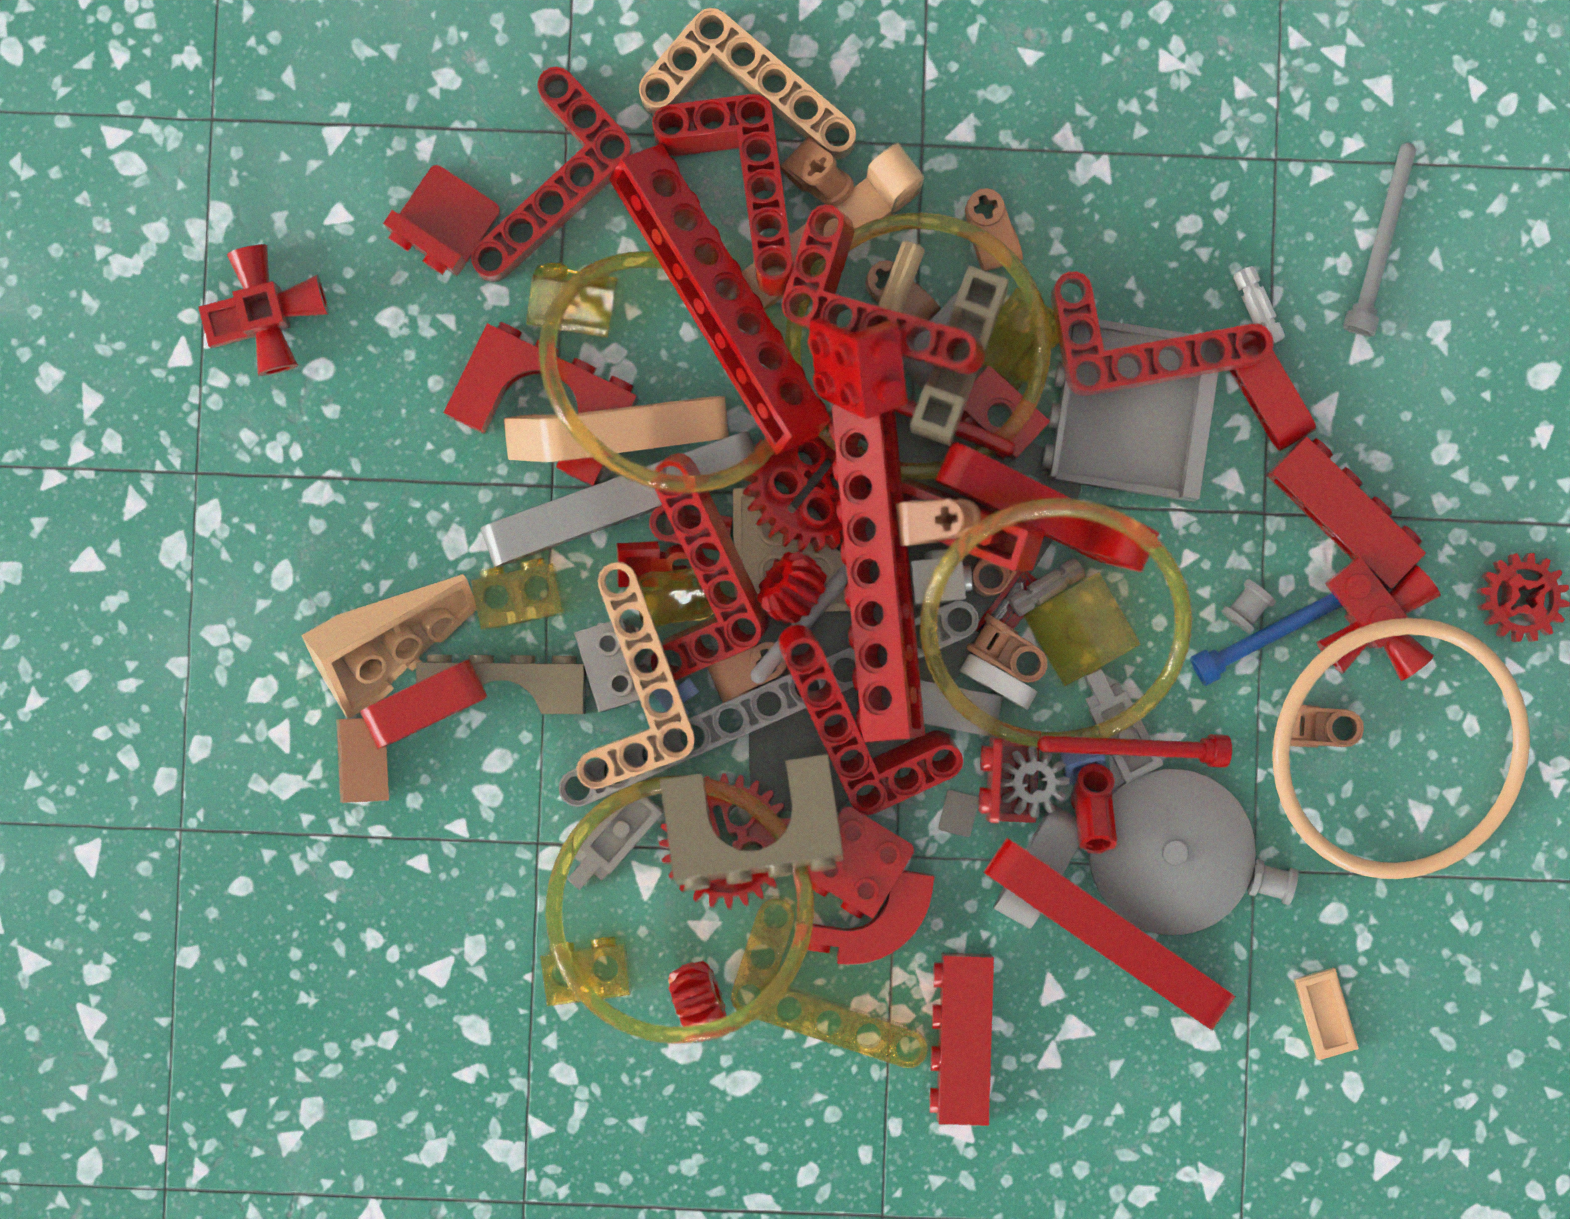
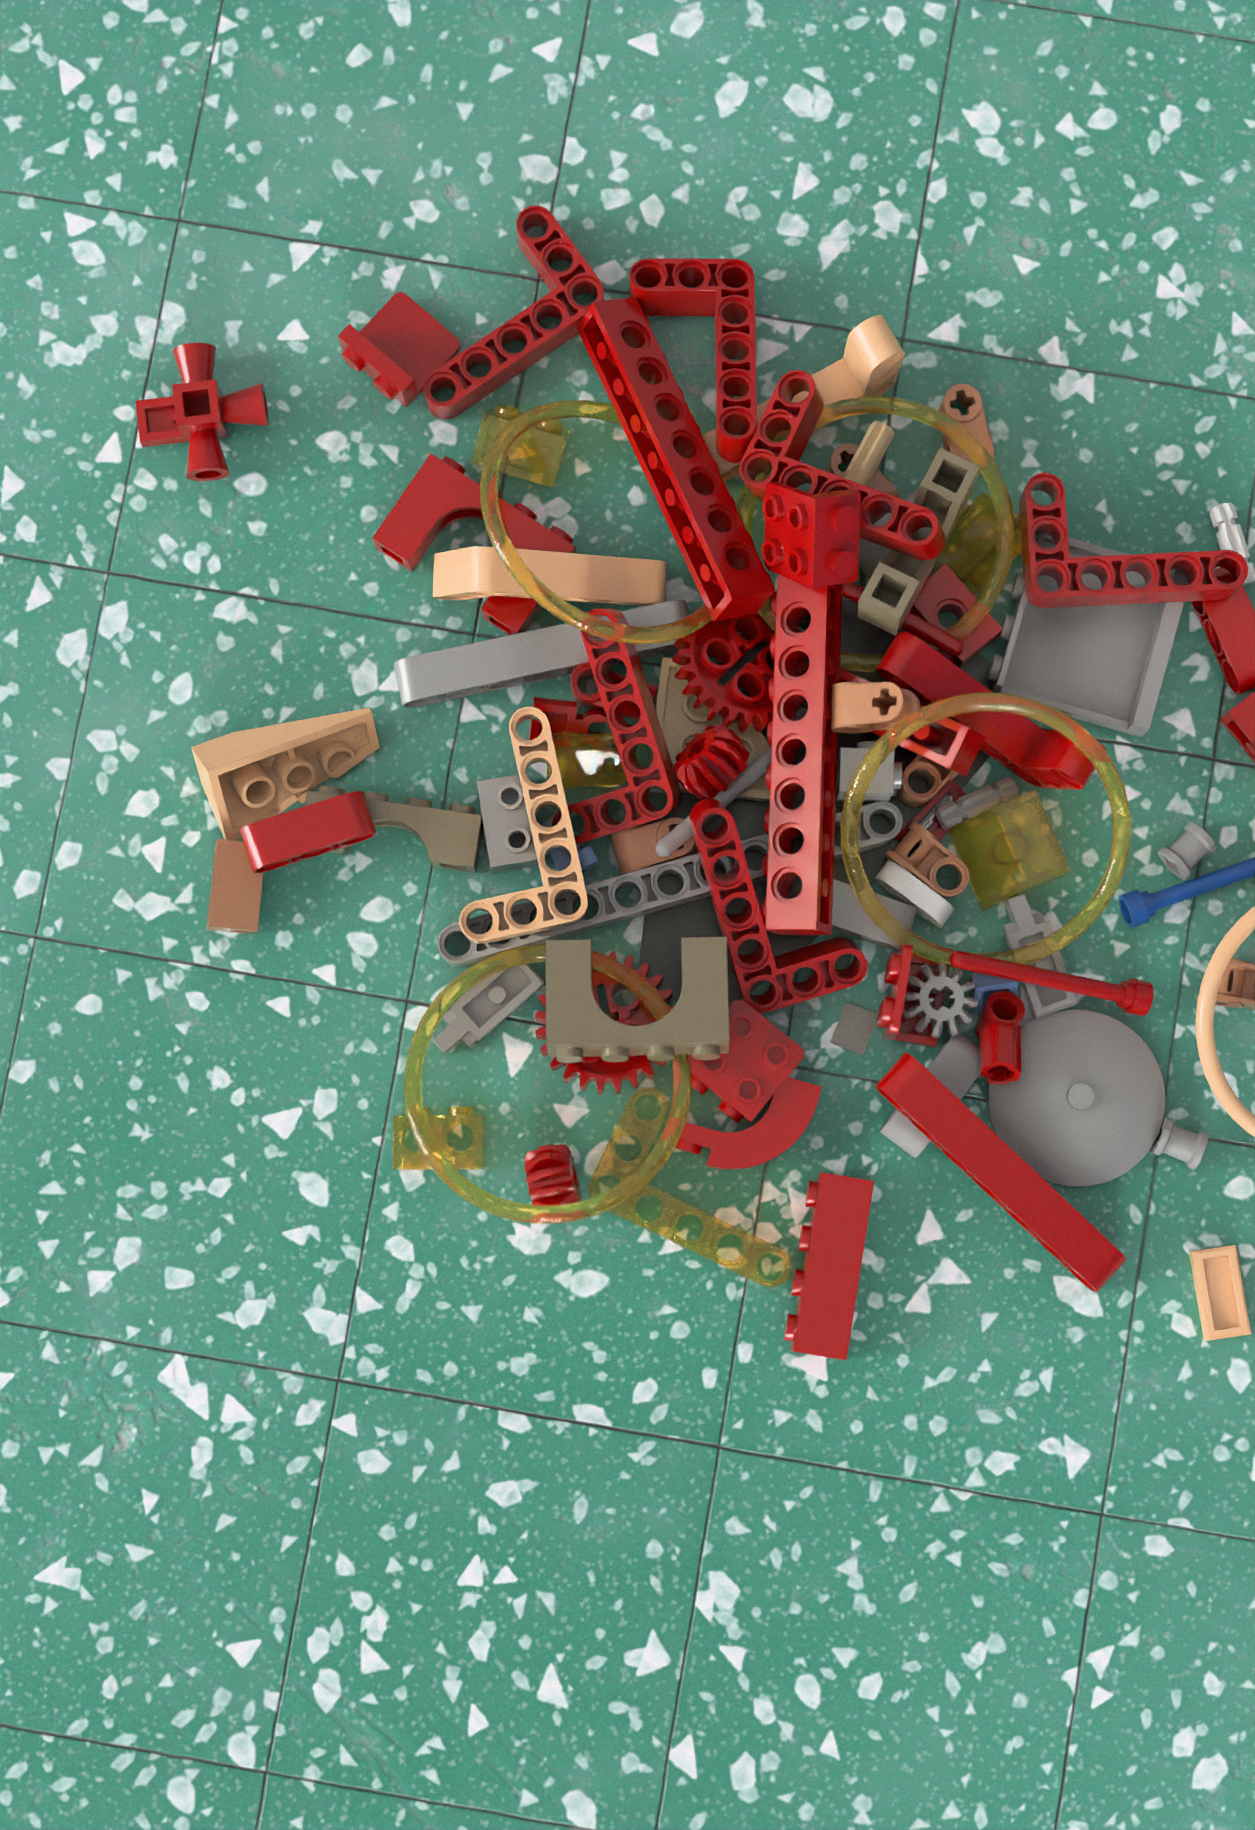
camera: 10 degrees right, 5 degrees down
(519, 606) = (423, 750): clear yellow brick -> none
(750, 76) = (734, 244): light nougat beam -> none
(816, 172) = (791, 347): nougat piece -> none

